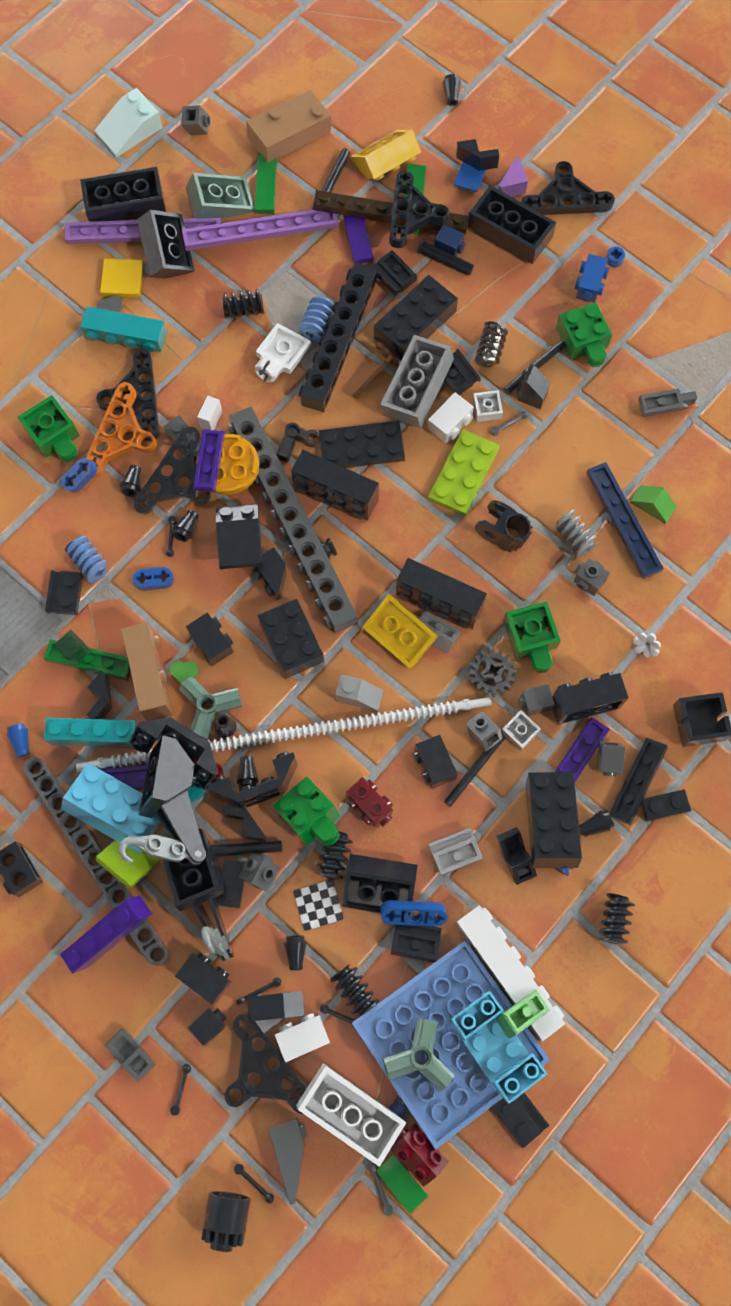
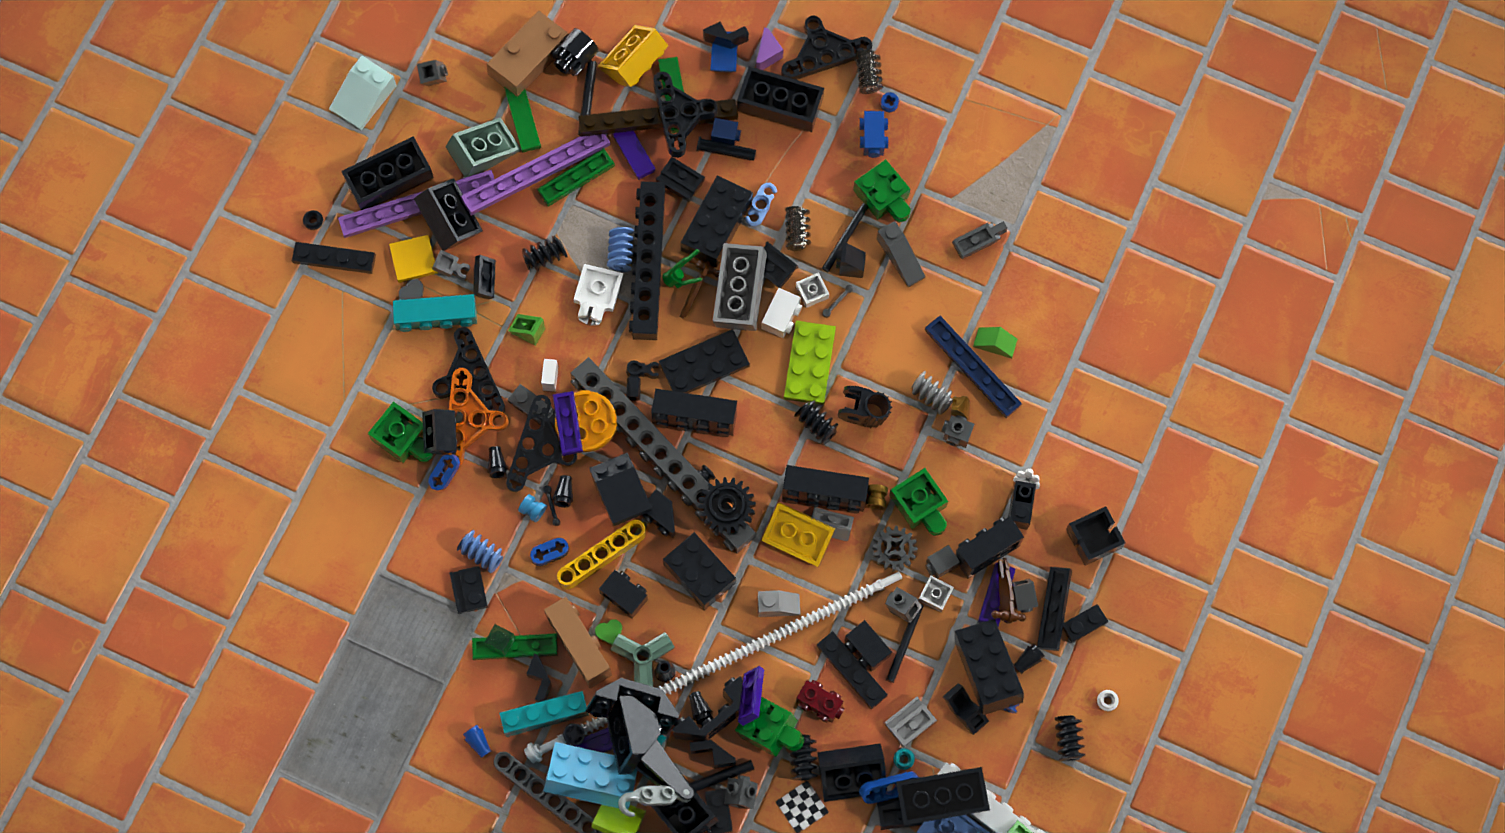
camera: 20 degrees left, 0 degrees up
(44, 216) = (310, 215): none -> black plate
(50, 258) = (333, 257): none -> black plate
(68, 768) = (533, 752): none -> white plate
(84, 434) = (439, 431): none -> black brick
(108, 758) = (573, 734): none -> black wheel
(149, 530) = (532, 508): none -> dark azure wheel
(151, 290) = (447, 264): none -> flat silver plate
(180, 310) = (484, 277): none -> black plate
(190, 594) = (605, 545): none -> yellow beam
(206, 367) = (527, 328): none -> bright green slope
(297, 247) = (576, 177): none -> green tile
(300, 776) = (751, 695): none -> dark purple tile
(331, 135) = (574, 52): none -> black gear
(331, 569) = (724, 493): none -> black gear
(358, 355) = (675, 274): none -> green plant
(412, 781) = (852, 670): none -> black plate
(444, 885) = (904, 752): none -> teal plate
(452, 529) = (817, 422): none -> black piece
(461, 323) = (761, 213): none -> light blue piece
(463, 941) = (943, 796): none -> black brick
(490, 617) = (876, 497): none -> pearl gold wheel
(584, 394) = (900, 253): none -> dark grey slope
(592, 753) = (1006, 596): none -> reddish brown piece
(601, 553) = (961, 406): none -> pearl gold slope
(604, 222) = (868, 72): none -> clear smoke piece
(636, 665) = (1022, 504): none -> black slope
(672, 887) = (1109, 694): none -> white plate

